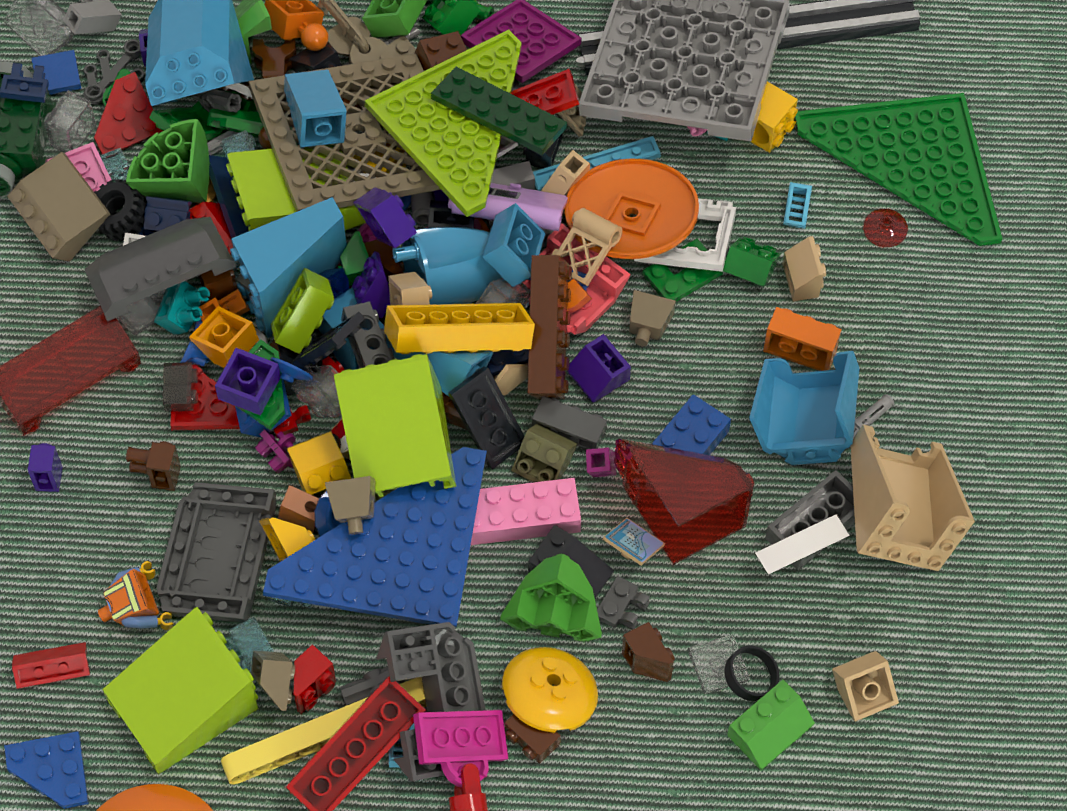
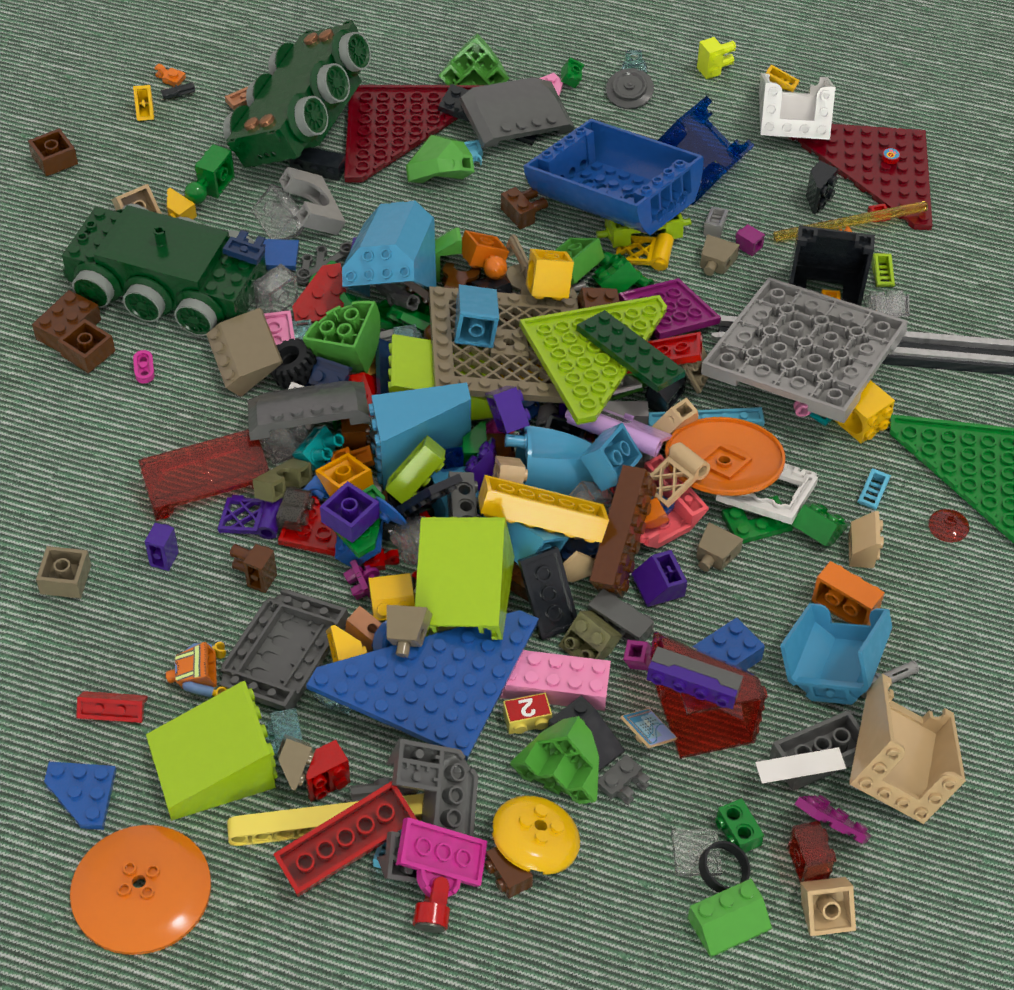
camera: 15 degrees right, 10 degrees down
(145, 365) = (273, 483): none -> olive arch
(148, 399) = (265, 519): none -> dark purple piece
(380, 34) = (549, 274): none -> yellow brick
(501, 558) = (527, 713): none -> brick
(647, 654) = (632, 825): reddish brown slope -> none
(677, 485) = (694, 678): none -> dark purple piece
(760, 622) = (744, 825): none -> green brick
(835, 635) = (811, 852): none -> clear red brick
(836, 588) = (820, 809): none -> magenta plate

